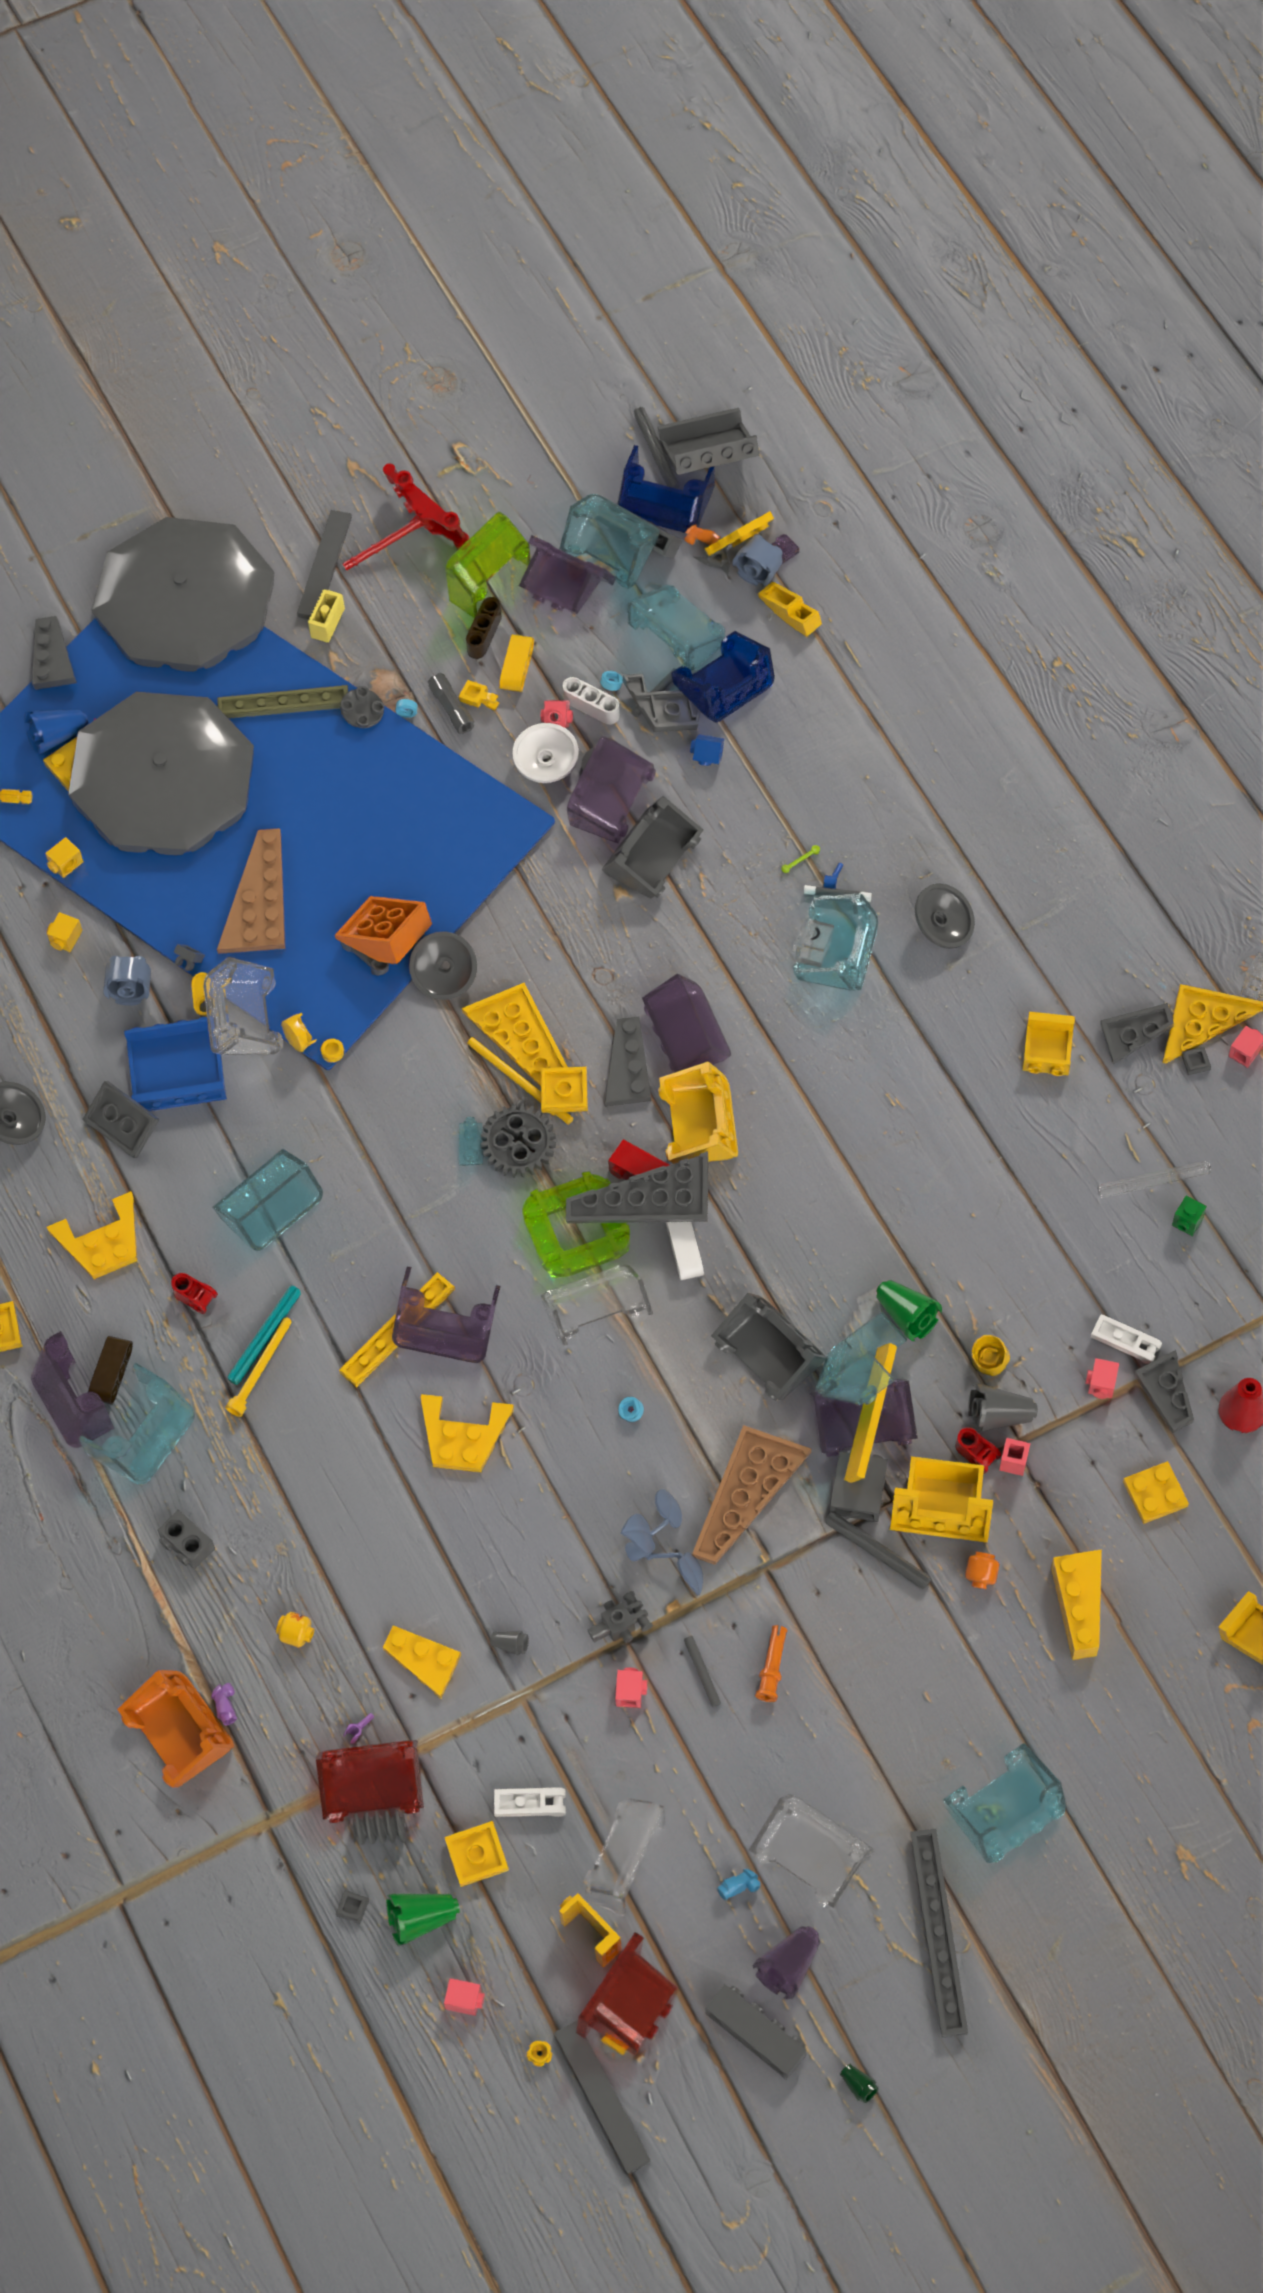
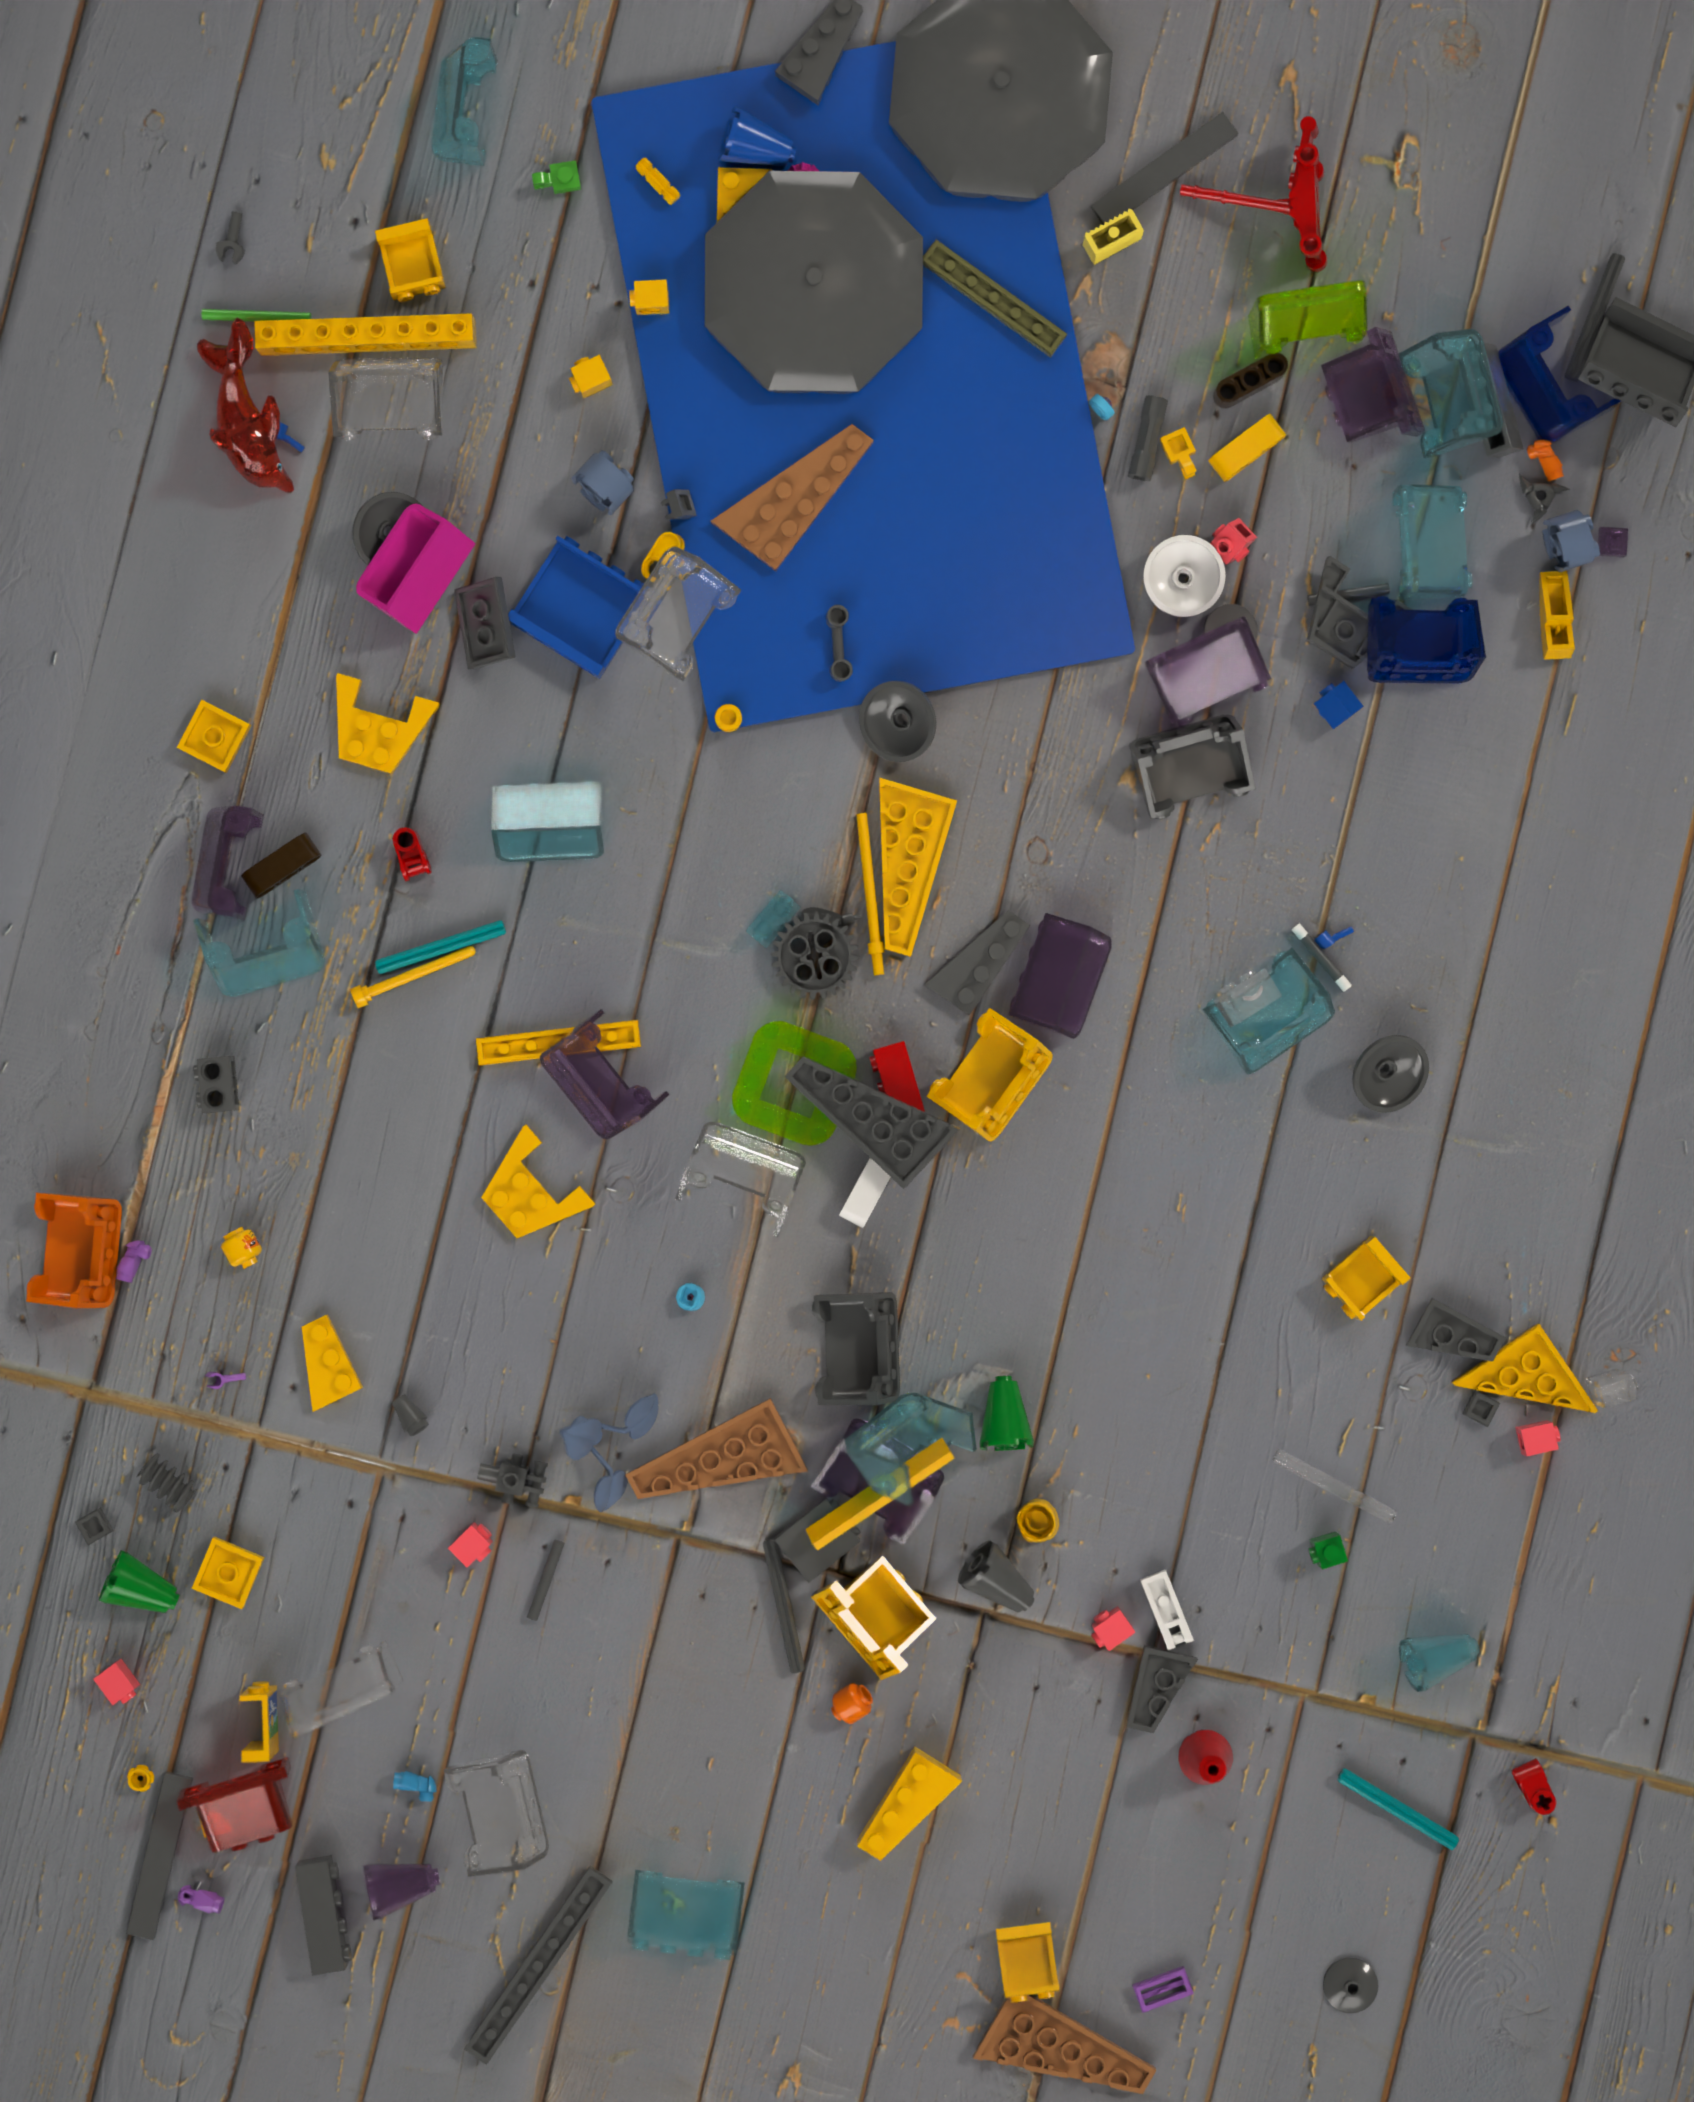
camera: 35 degrees right, 25 degrees up
(44, 1118) = (414, 566): none -> dark pink windscreen
(297, 1033) = (709, 676): yellow hair -> none
(362, 707) = (1058, 372): dark grey dish -> none
(370, 1779) = (196, 1431): clear red windscreen -> none
(385, 928) = (875, 637): orange slope -> none
(529, 1802) = (307, 1567): white plate -> none
(564, 1089) = (896, 943): yellow tile -> none
(598, 707) = (1279, 539): white beam -> none
(611, 680) = (1318, 546): medium azure tile -> none
(659, 2098) = (201, 1899): none -> medium lavender arm
(741, 534) = (1586, 497): yellow wing -> none
(770, 1674) = (596, 1635): orange pin -> none
(814, 850) = (1342, 893): lime hinge -> none
(860, 2084) = (367, 2025): dark green cone -> none
(981, 1450) = (946, 1599): red piece -> none
(1014, 1456) = (969, 1633): coral brick -> none
(1155, 1492) = (1061, 1763): yellow plate -> none

